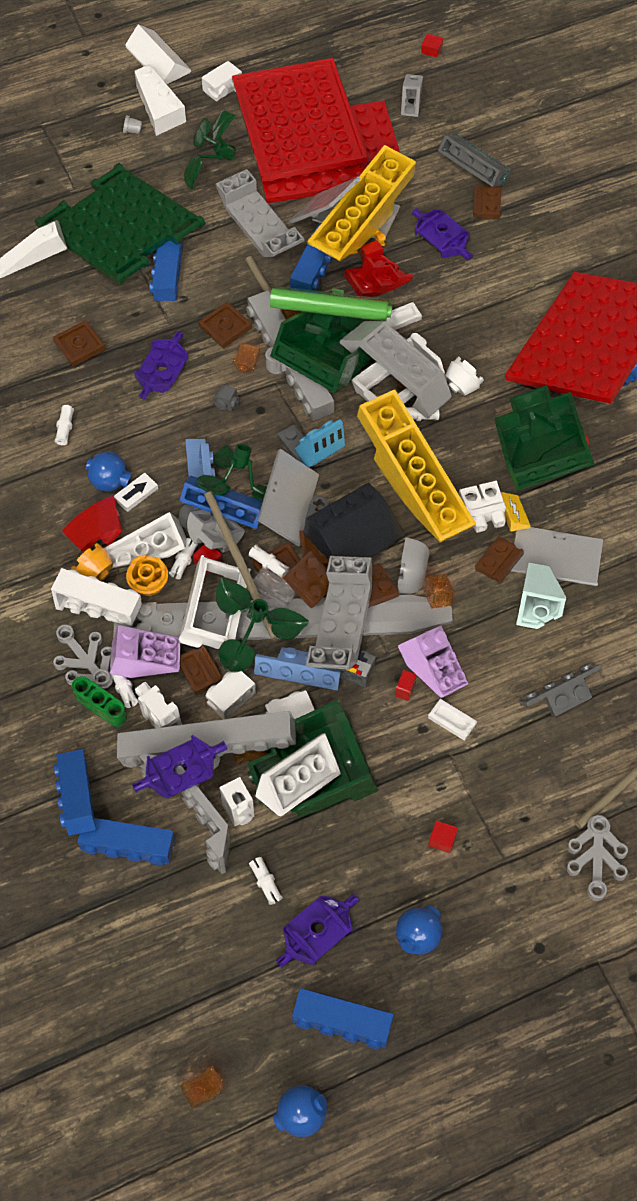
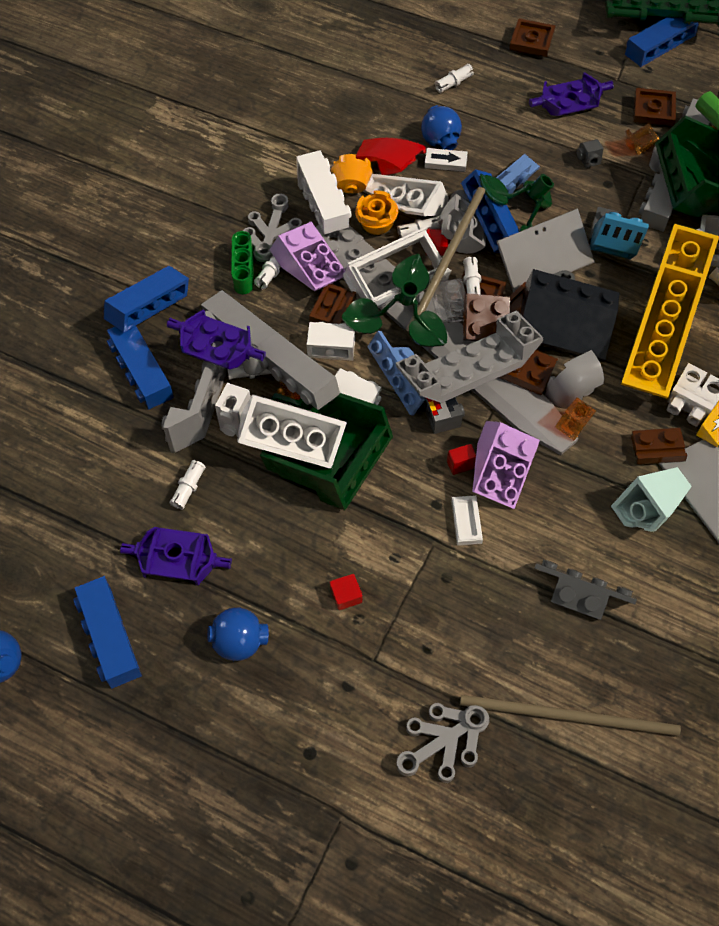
camera: 50 degrees right, 0 degrees up
(155, 708) = (267, 298): white hips -> none

